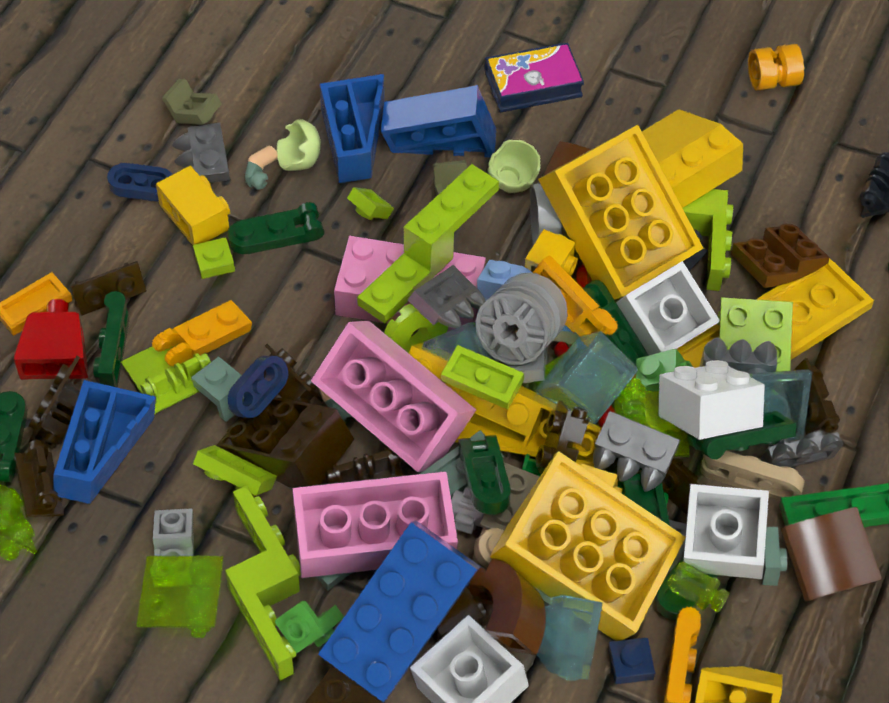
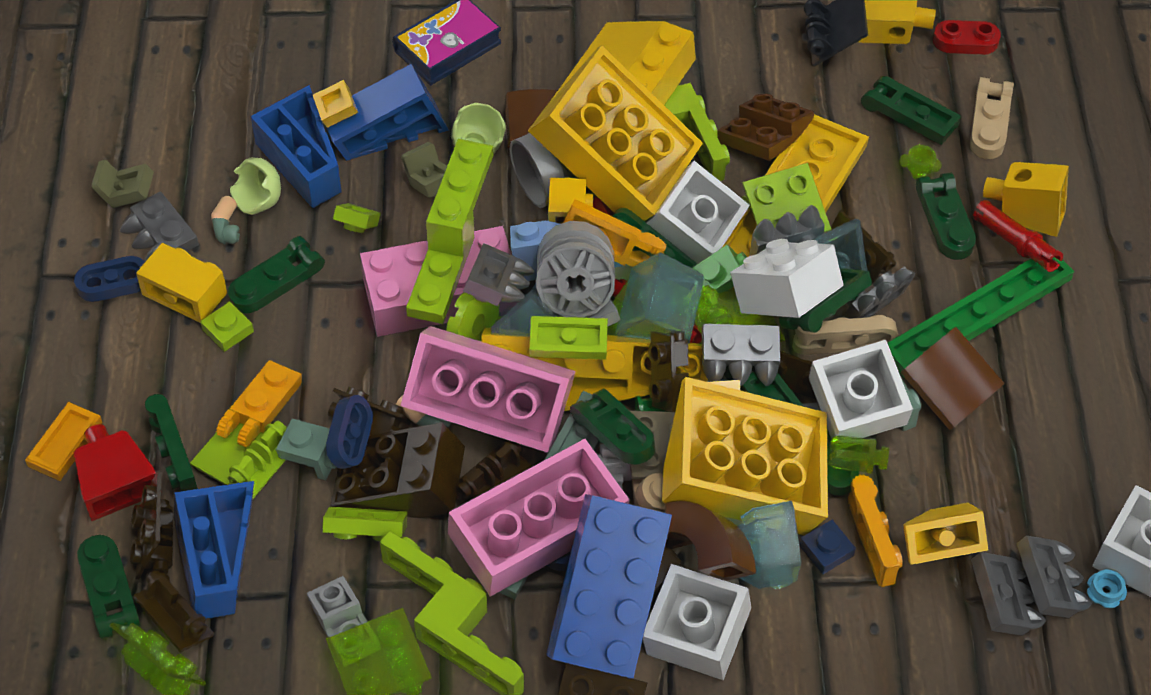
camera: 25 degrees left, 0 degrees up
(92, 291) = (128, 403): dark brown hinge -> none
(303, 626) = (523, 639): bright green bracket -> none
(396, 97) = (335, 103): none -> yellow plate

